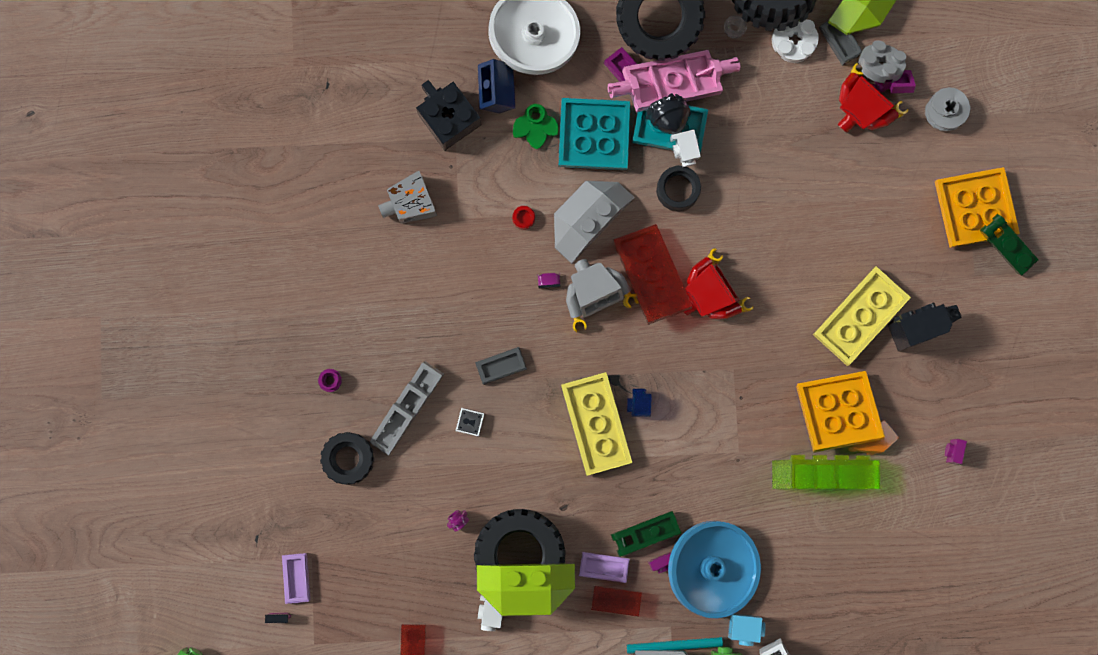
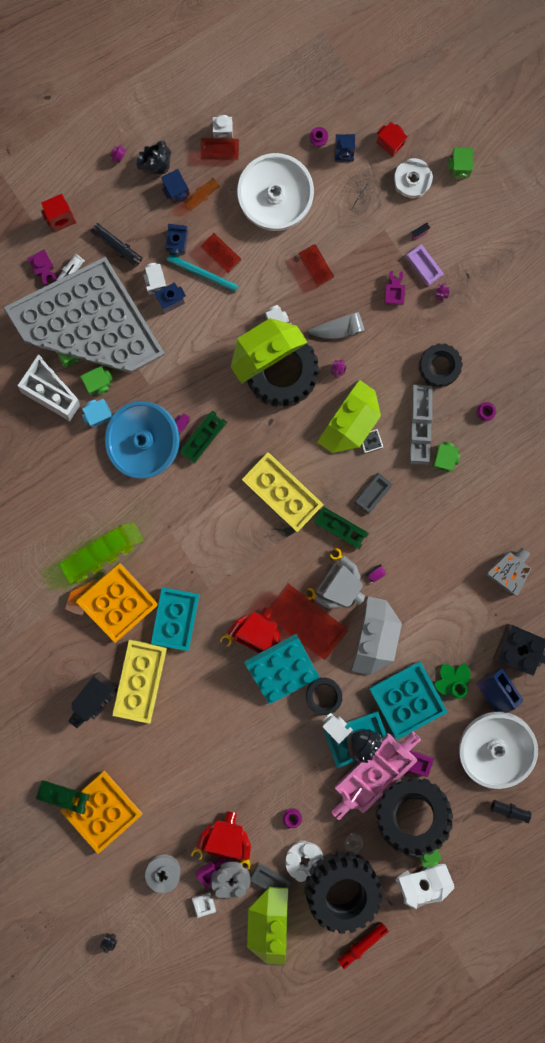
camera: 150 degrees right, 5 degrees up
(296, 536) = (442, 292): none -> magenta plate
(346, 568) = (395, 292): none -> magenta plate
(401, 357) = (446, 457): none -> bright green brick
(429, 563) = (341, 327): none -> light grey piece
(476, 455) = (352, 420): none -> lime wedge
(523, 217) = (421, 608): red tile -> none
(557, 350) = (340, 527): none -> dark green plate
(604, 567) = (218, 397): lavender tile -> none
(616, 601) = (196, 379): clear red plate -> none
(640, 403) = (260, 524): clear blue plate -> none
(676, 645) = (138, 374): teal bar -> none
(707, 239) = (282, 669): none -> teal plate
(787, 82) = (292, 824): none -> magenta plate
(787, 358) = (175, 619): none -> teal plate
(922, 56) = (203, 904): none -> white tile
(955, 451) = (20, 623): magenta plate -> none
(1041, 74) = (108, 943): none -> black plate

